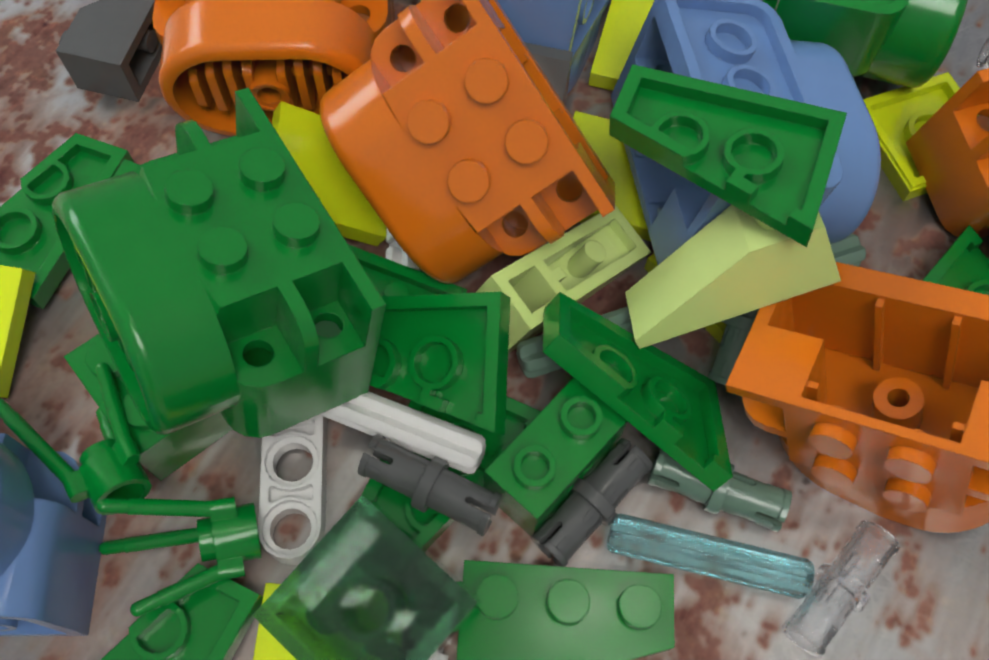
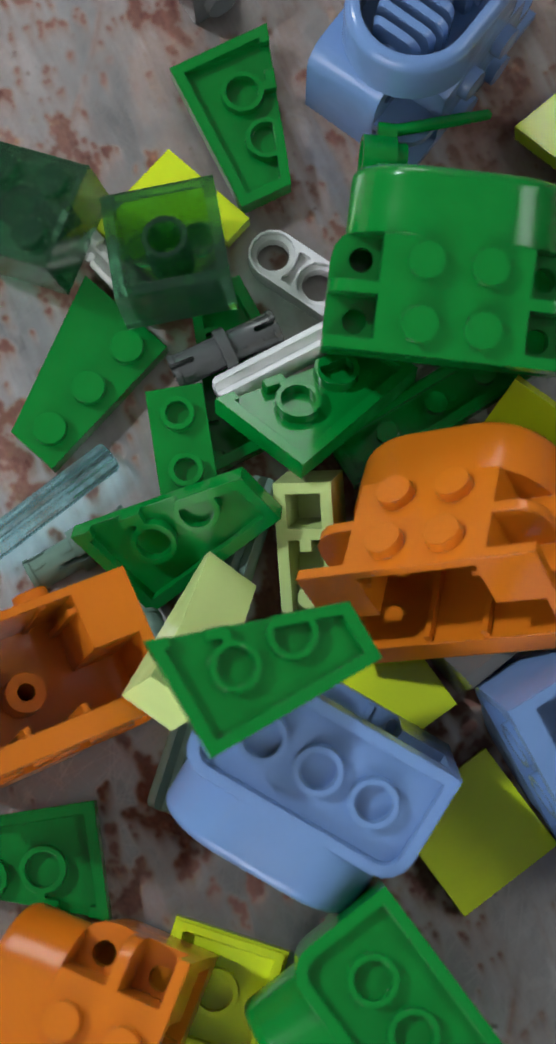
camera: 130 degrees right, 15 degrees up
(225, 536) = (298, 207): green plant -> none
(592, 502) = (136, 450): dark grey pin -> none

